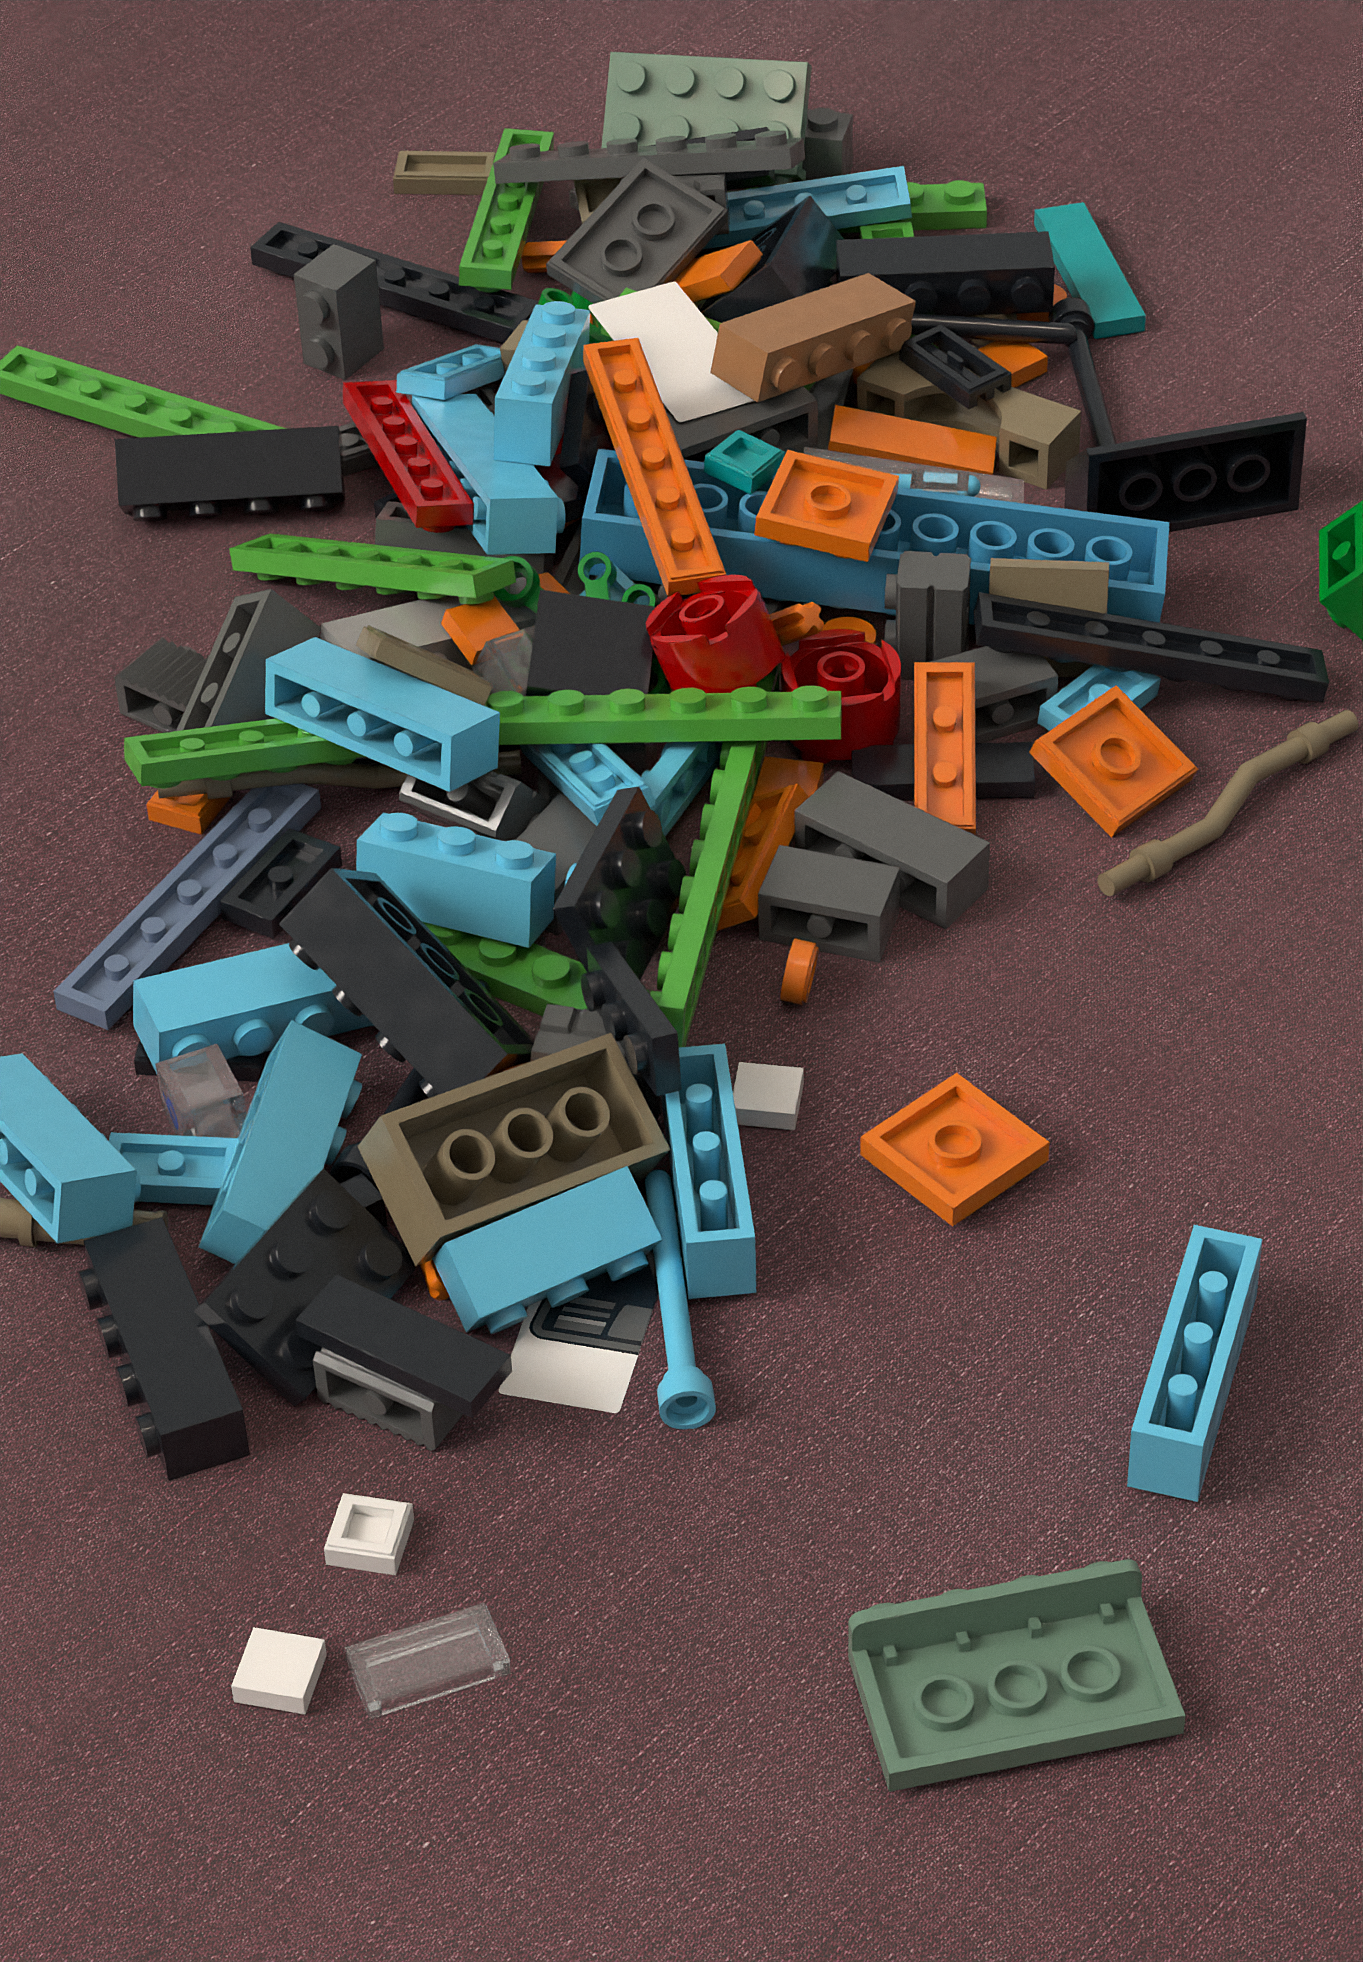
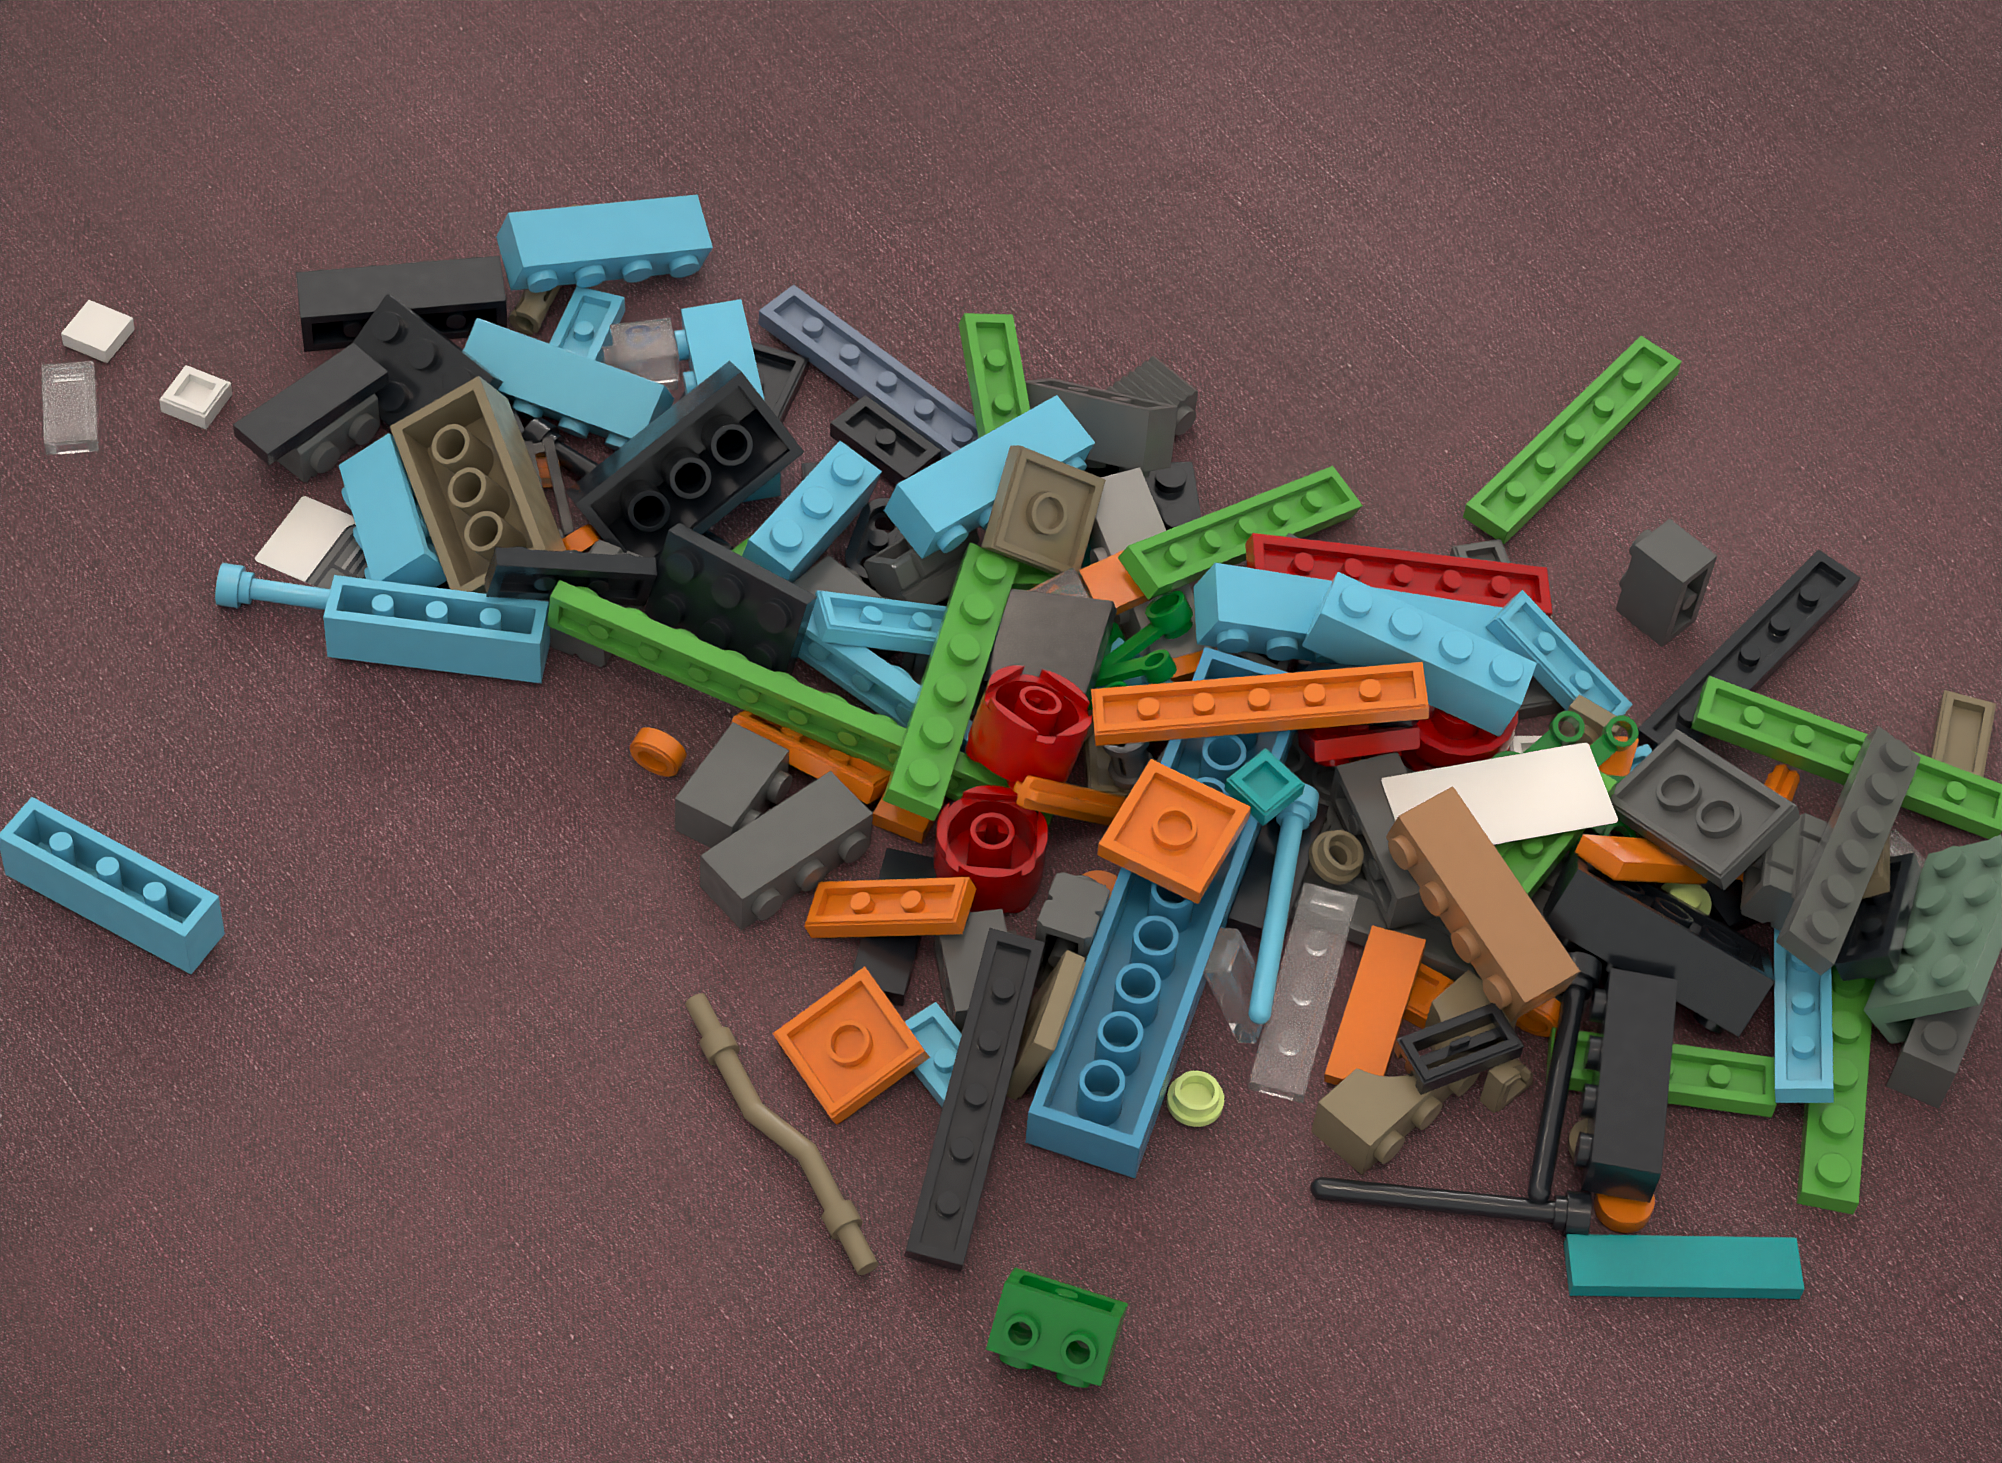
camera: 95 degrees right, 10 degrees up
(230, 471) = (1441, 470): black brick -> none
(768, 1095) = (533, 709): white tile -> none
(954, 1149) = (418, 809): orange plate -> none
(1018, 358) = (1514, 1145): orange tile -> none
(1194, 474) = (1257, 1219): black slope -> none

